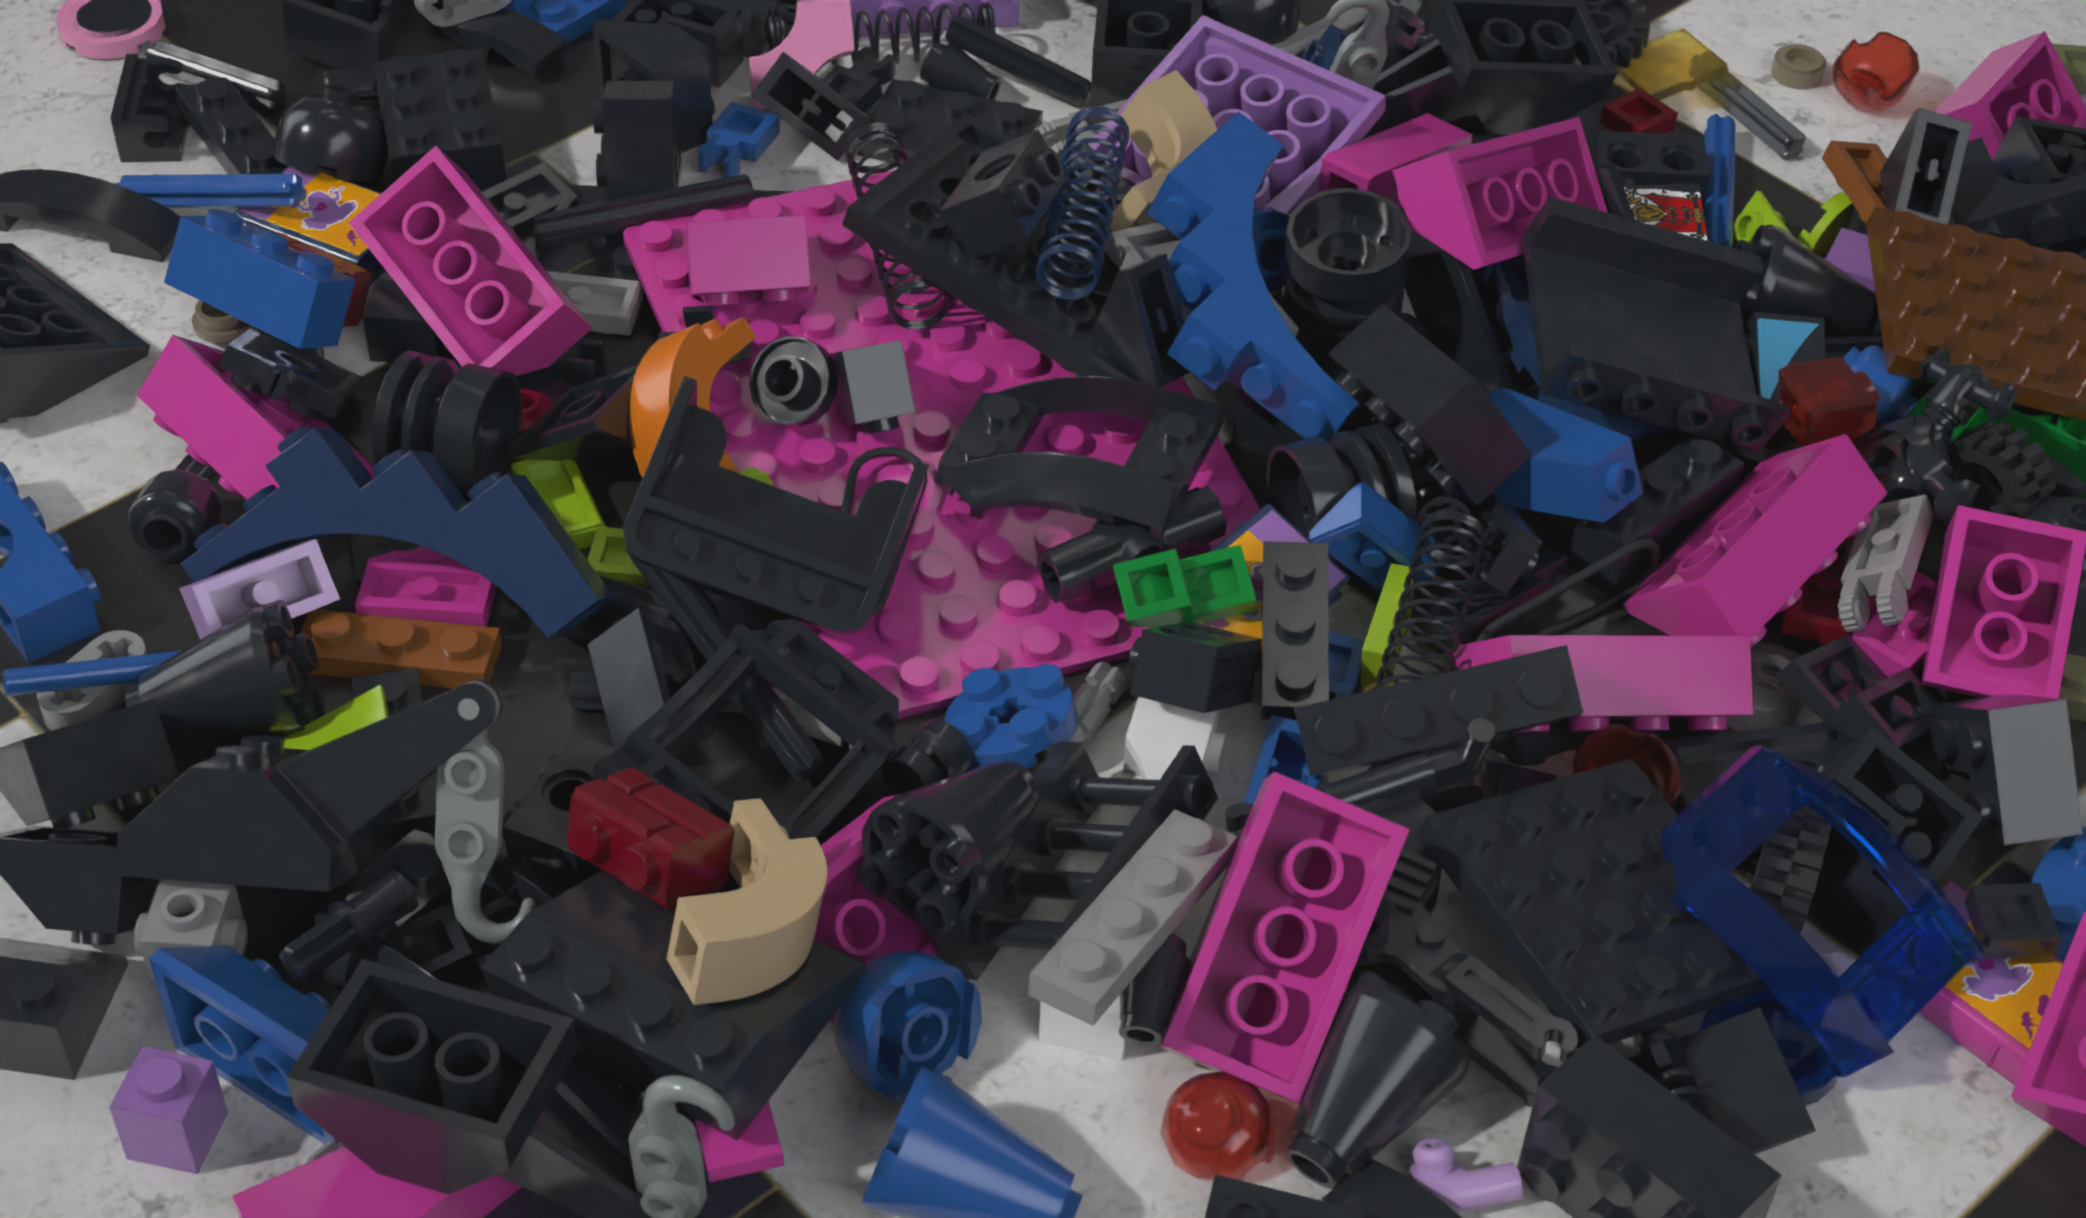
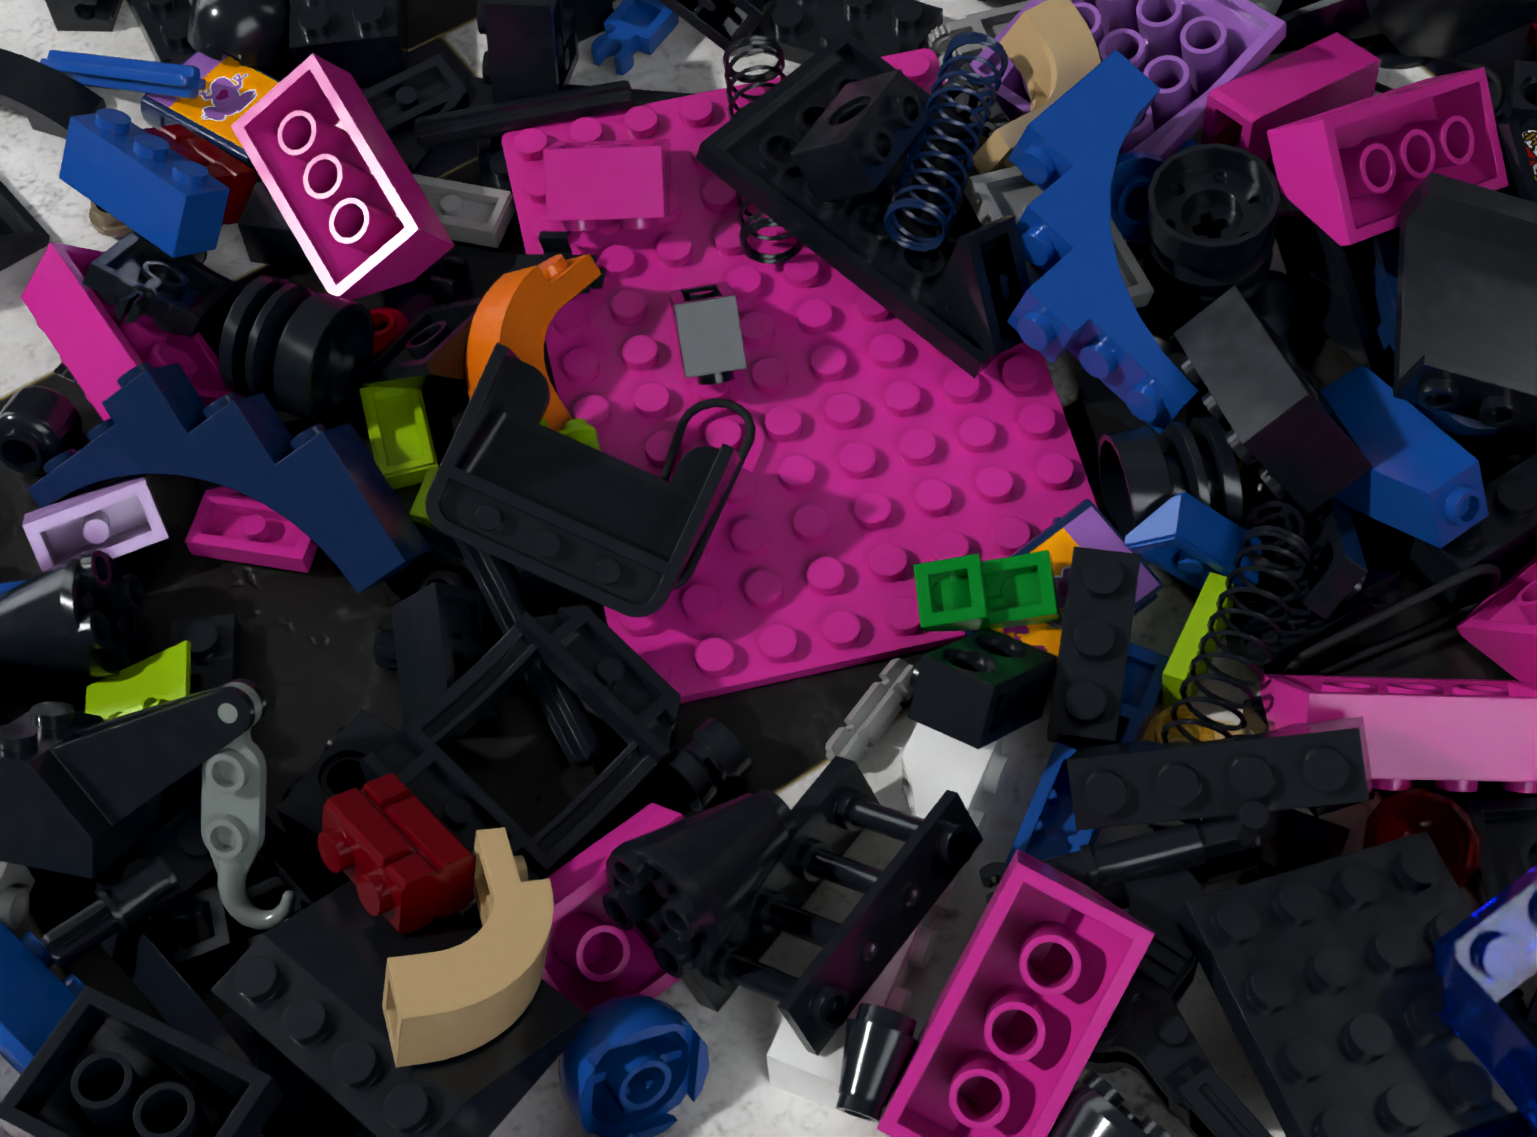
camera: 15 degrees right, 10 degrees up
(377, 644) = (217, 584): dark orange plate -> none
(793, 381) = (632, 325): black plate -> none
(992, 471) = (969, 470): black wedge -> none
(1033, 700) = (789, 689): blue plate -> none
(1088, 560) = (945, 527): black piece -> none
(1132, 917) = (858, 994): light grey plate -> none

